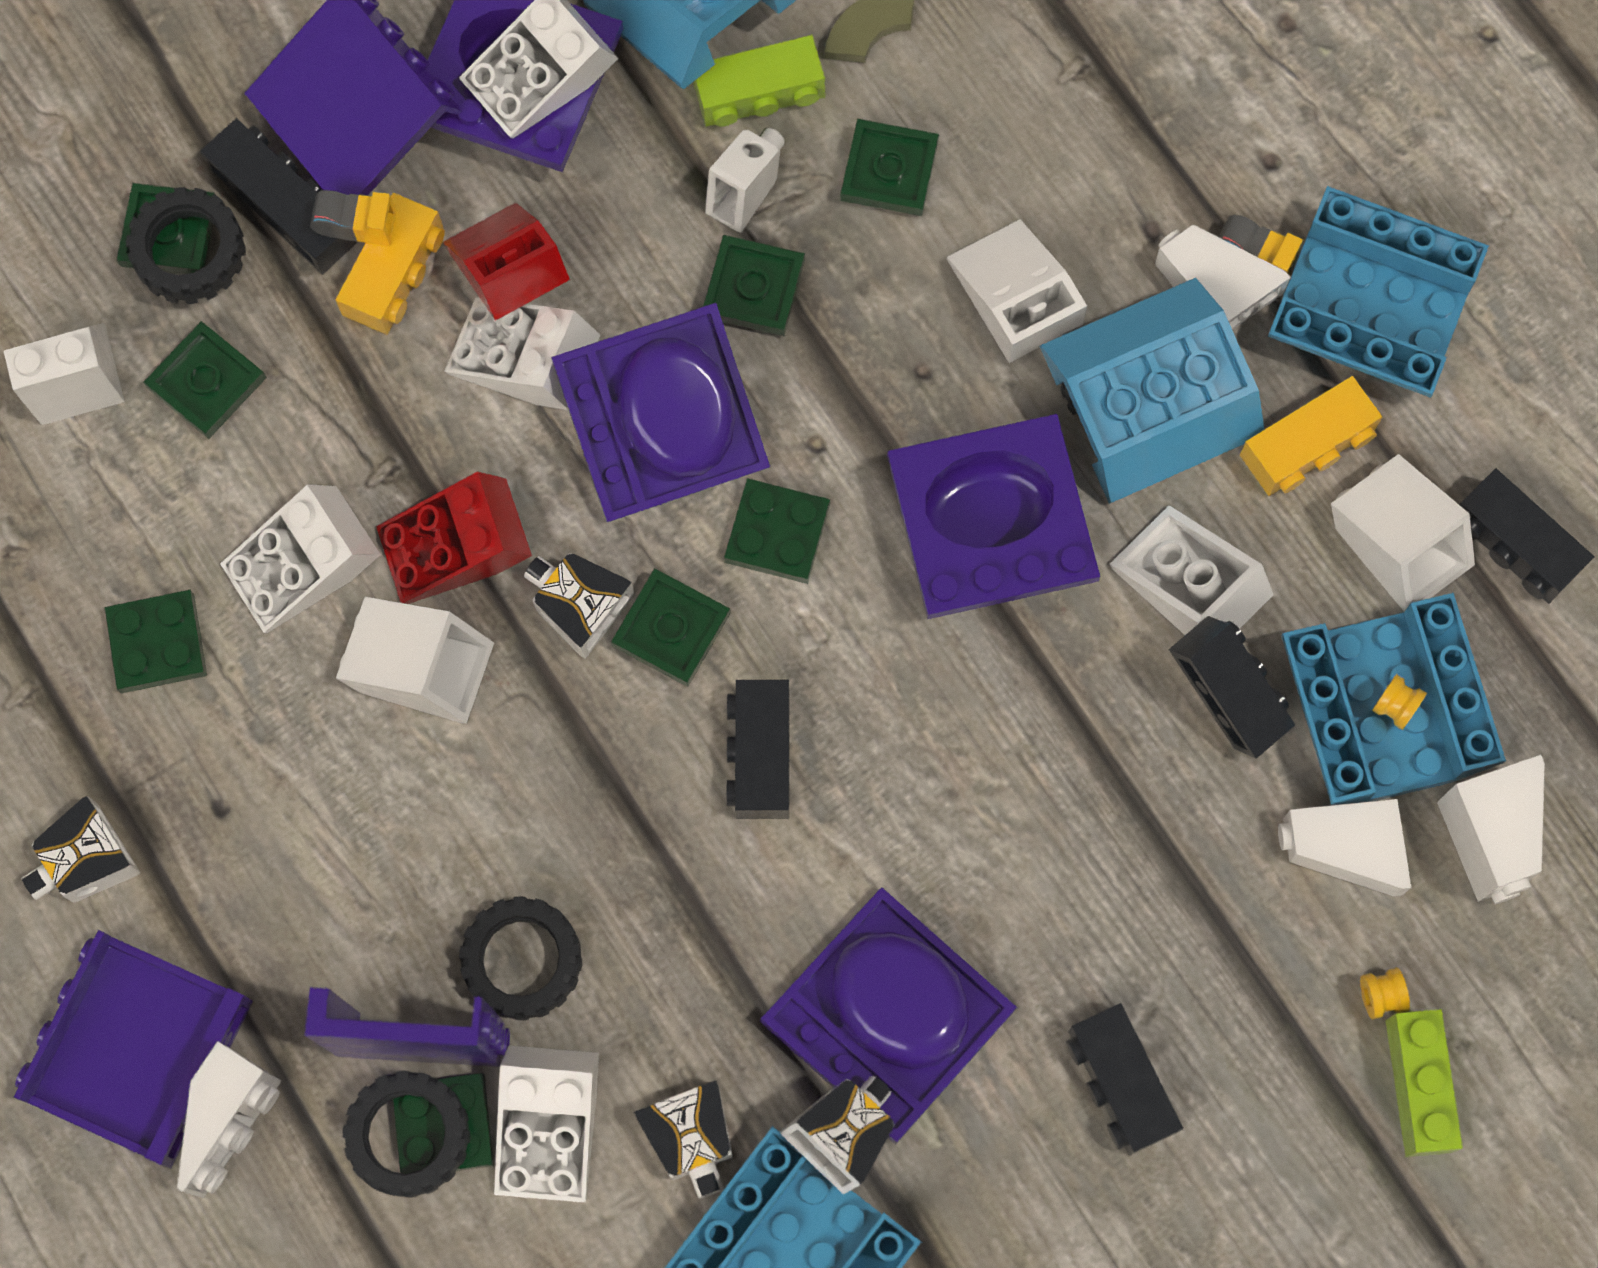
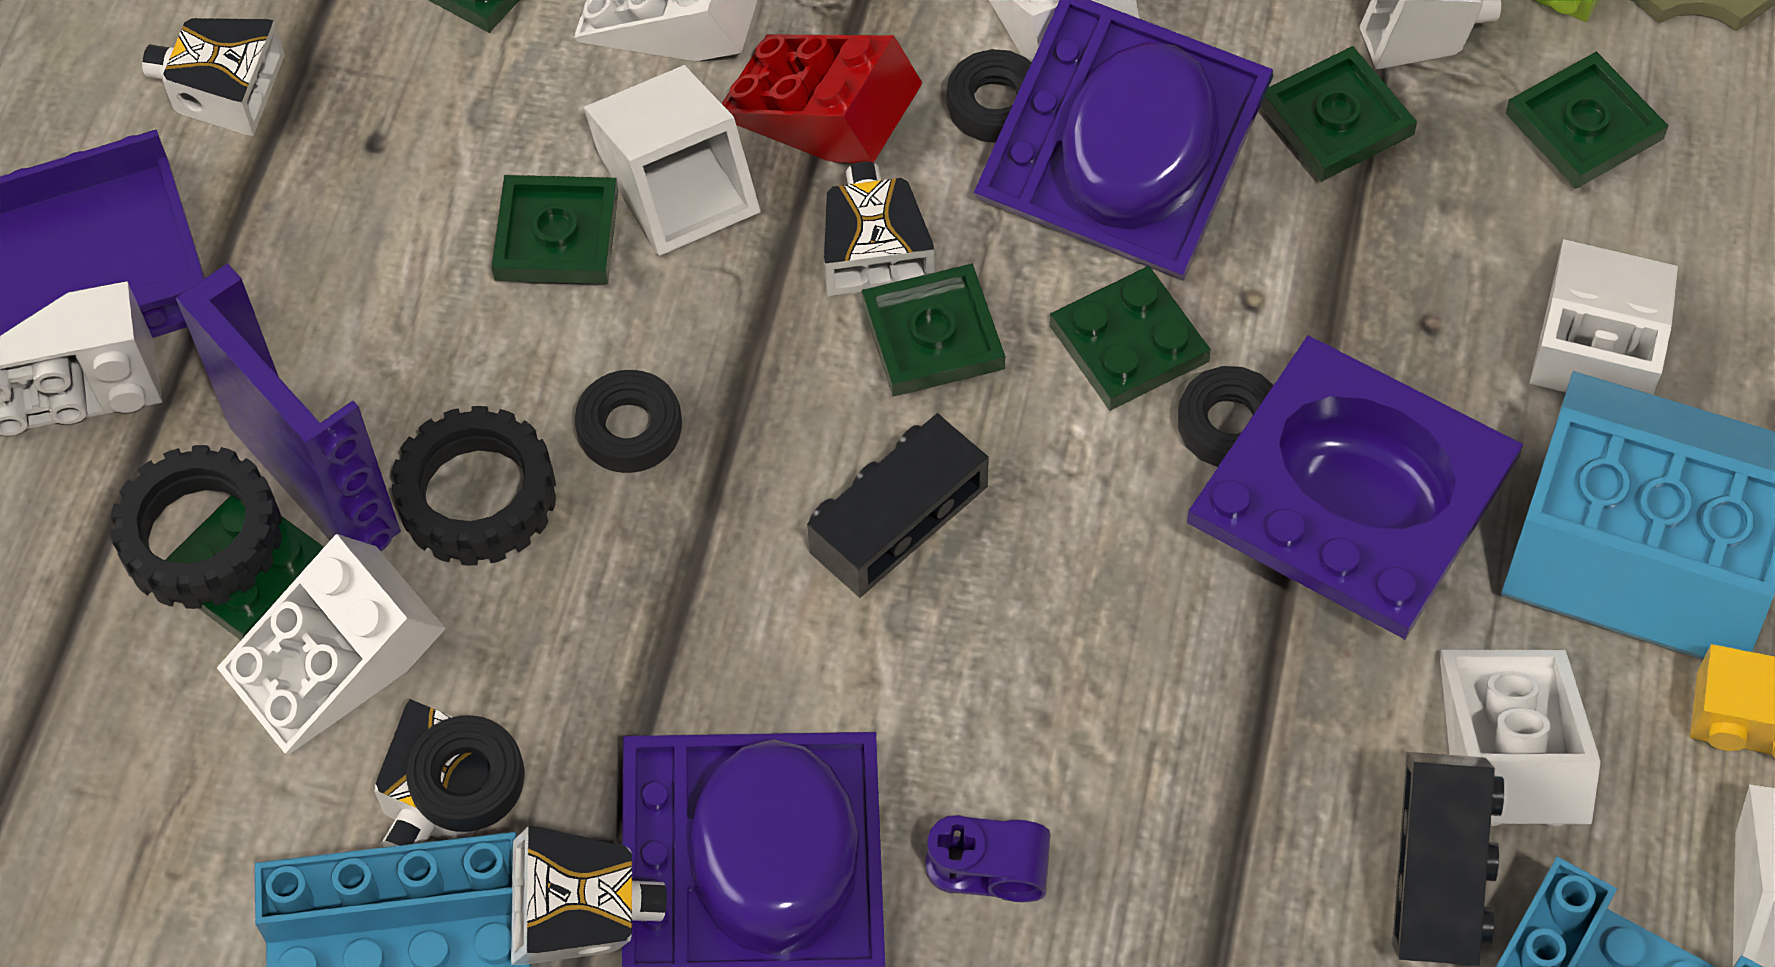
camera: 45 degrees right, 15 degrees down
(395, 765) = (555, 229): none -> dark green plate
(525, 443) = (972, 73): none -> black tyre
(542, 820) = (634, 453): none -> black tyre
(685, 1115) = (471, 810): none -> black tyre
(852, 538) = (1203, 393): none -> black tyre
(1013, 894) = (997, 858): none -> dark purple piece

